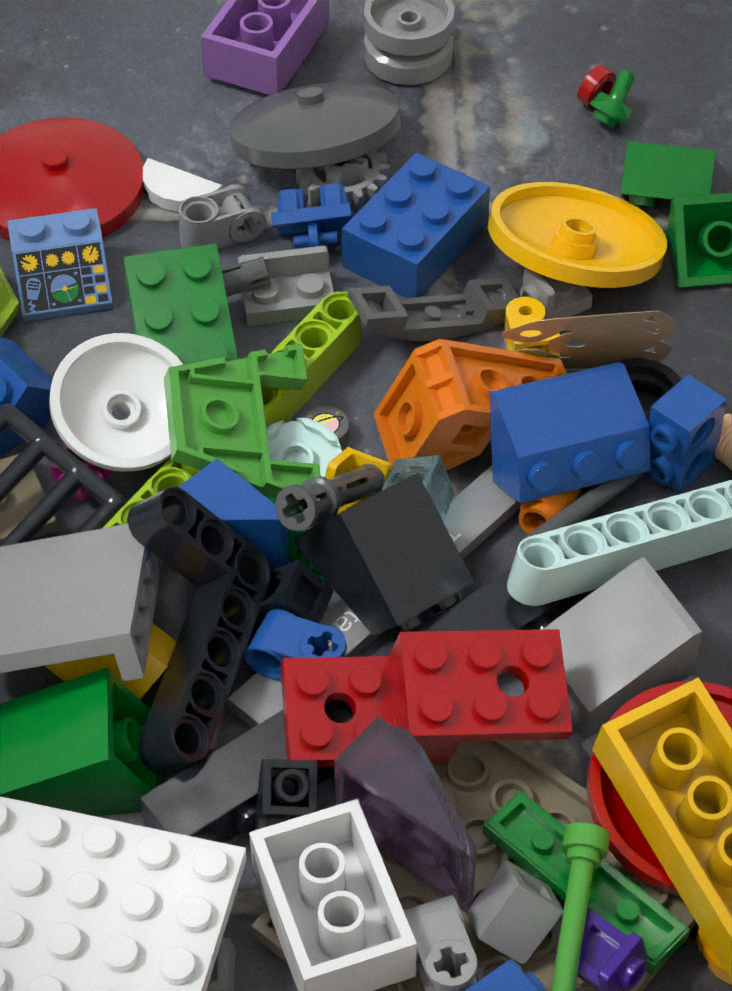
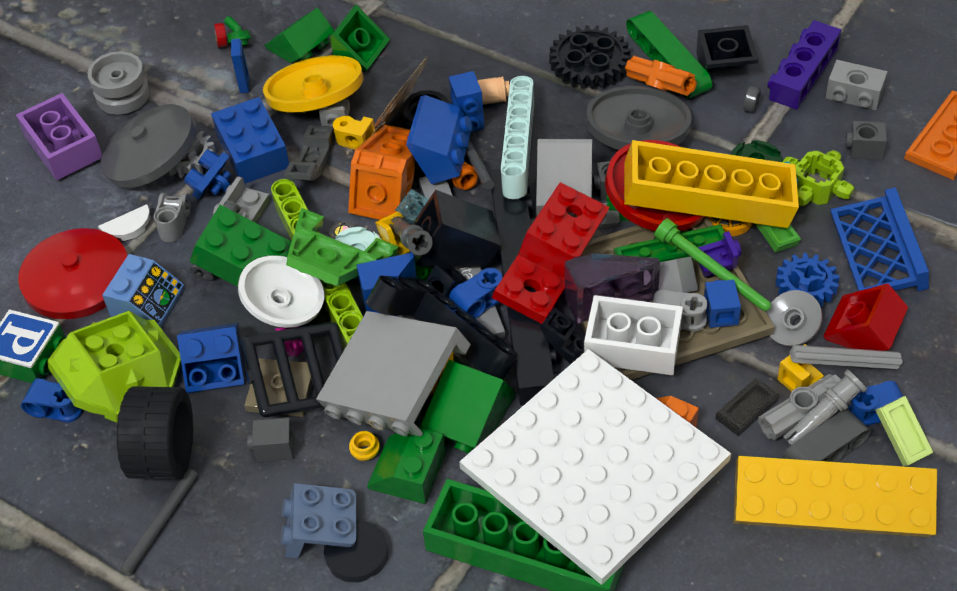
camera: 55 degrees left, 0 degrees up
(538, 134) = (240, 65): none -> blue tile

